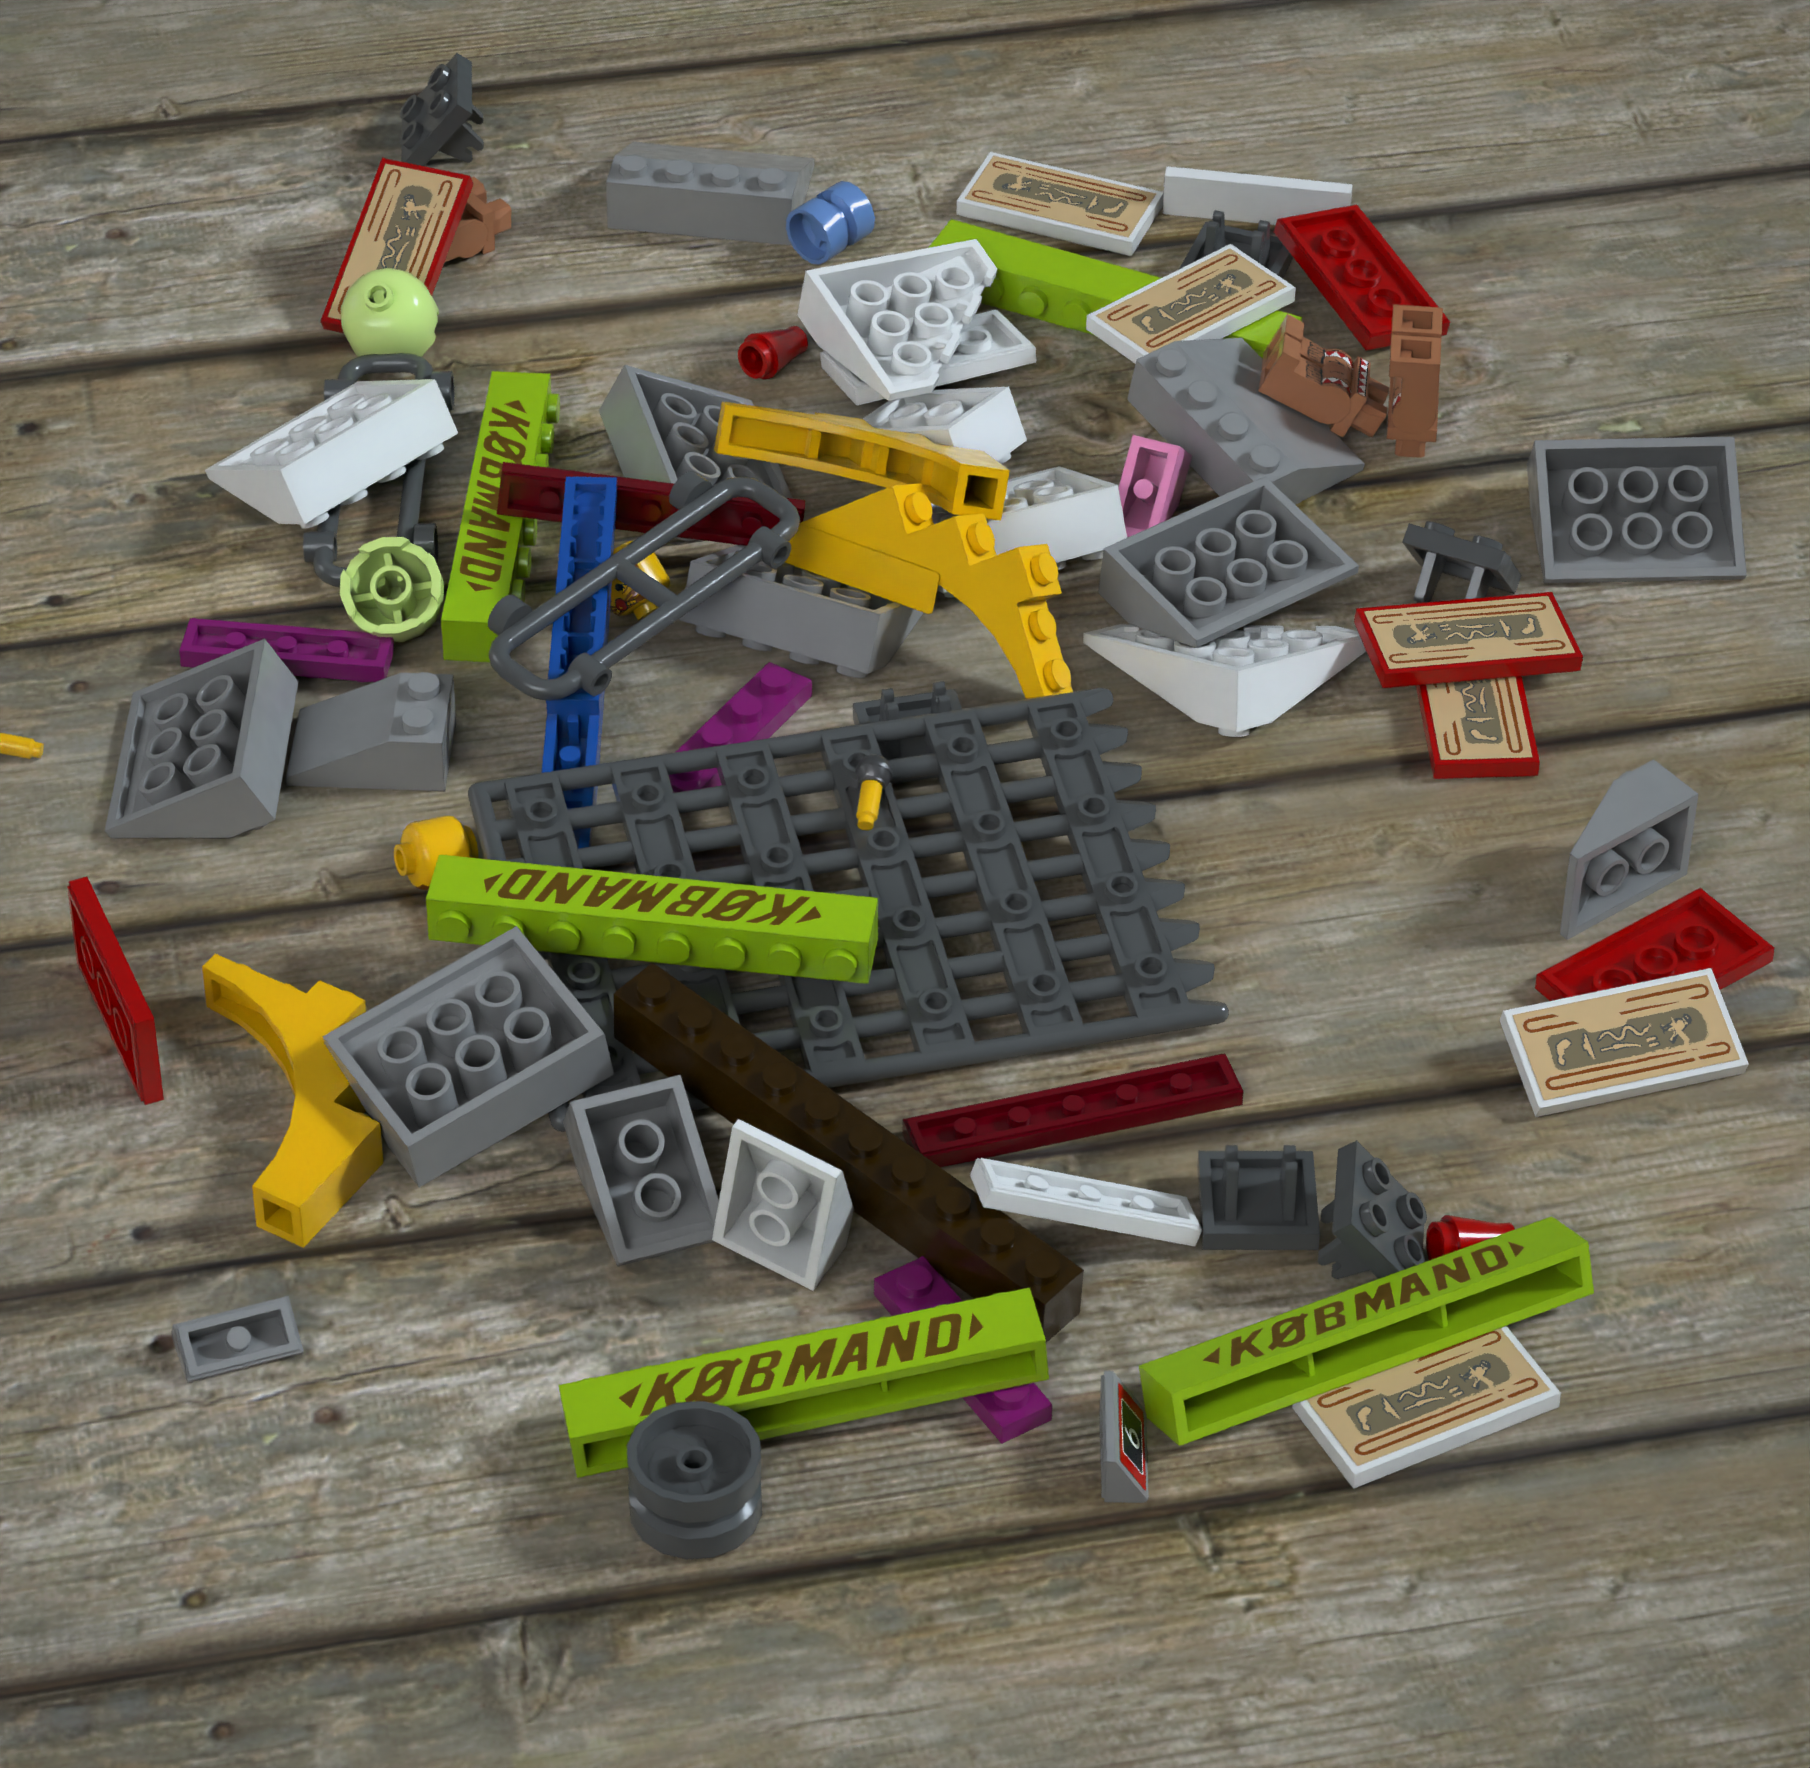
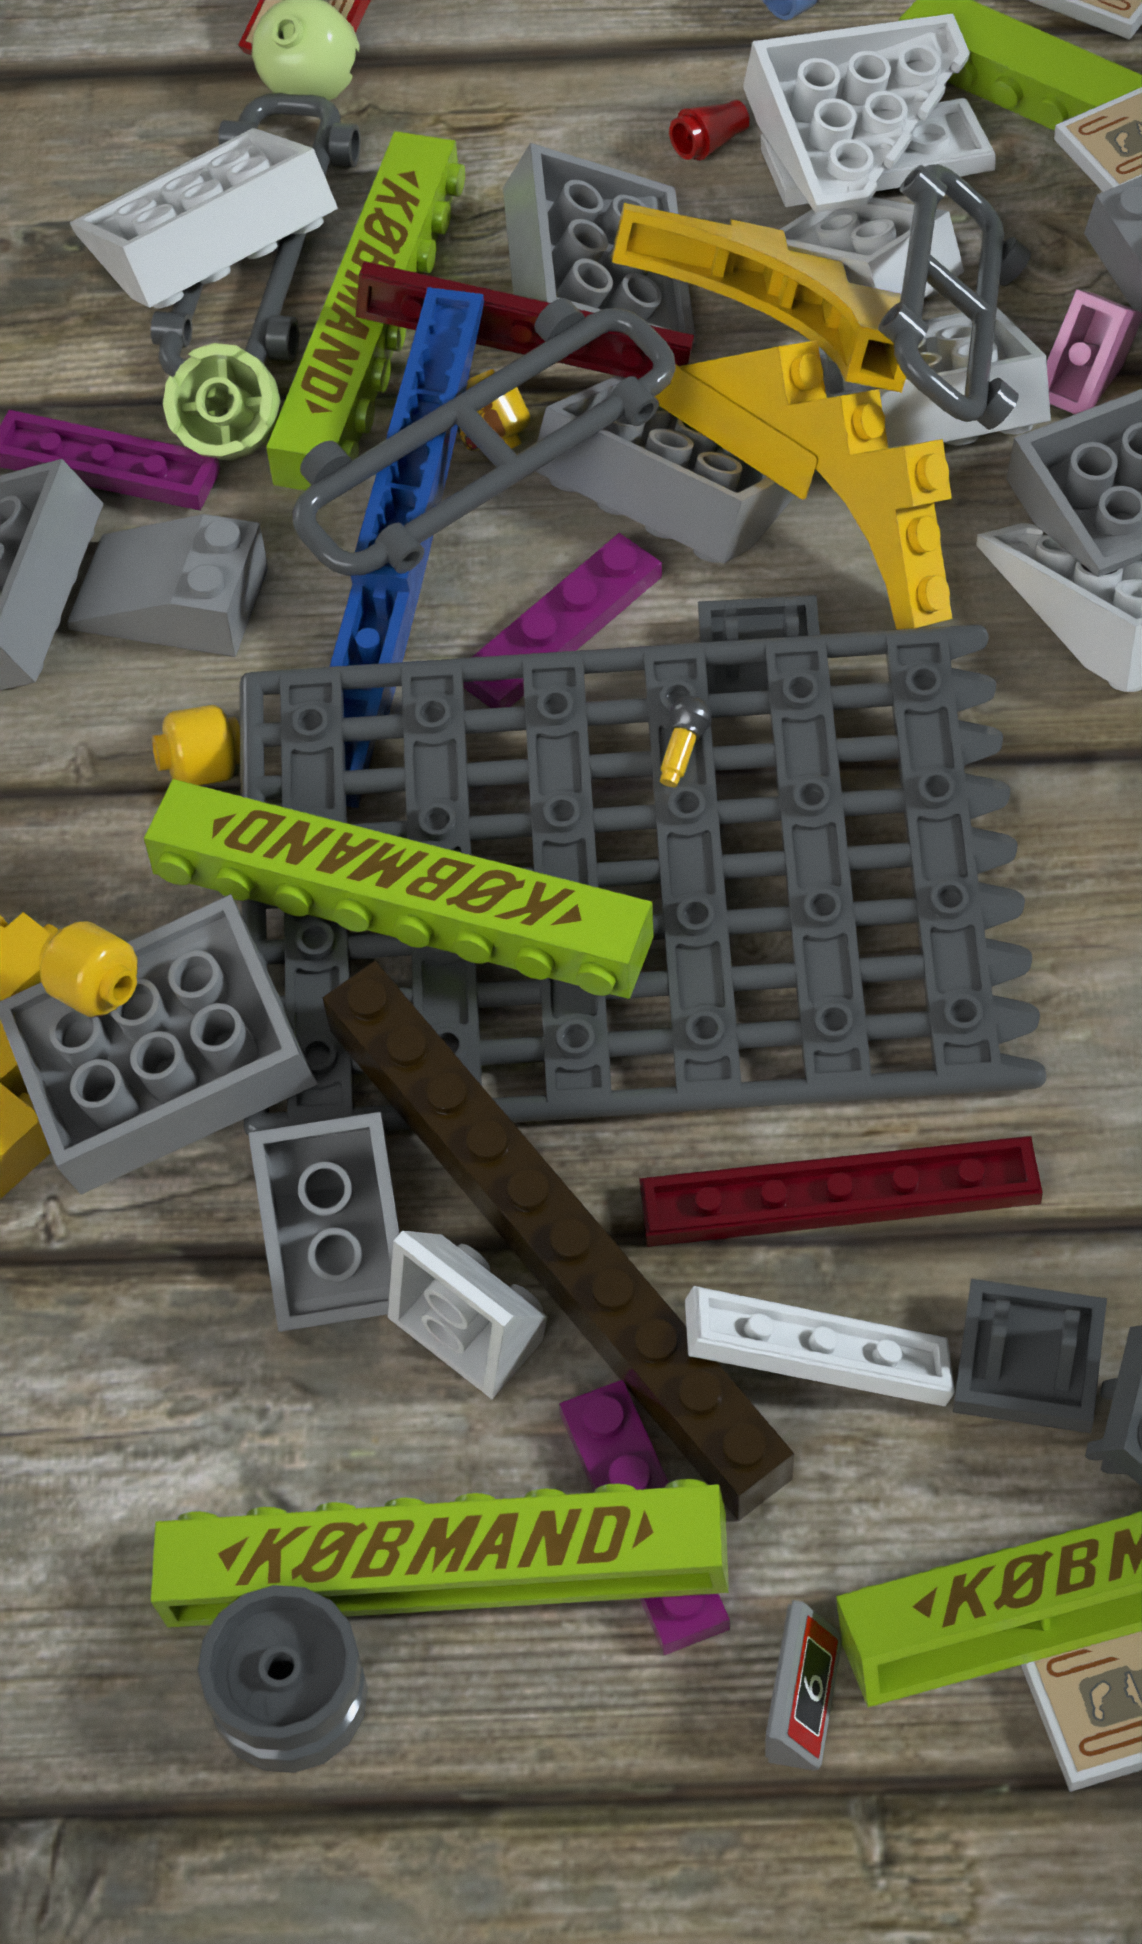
camera: 15 degrees right, 15 degrees up
(408, 989) = (87, 967): none -> yellow head
(1057, 434) = (998, 264): none -> dark grey bar

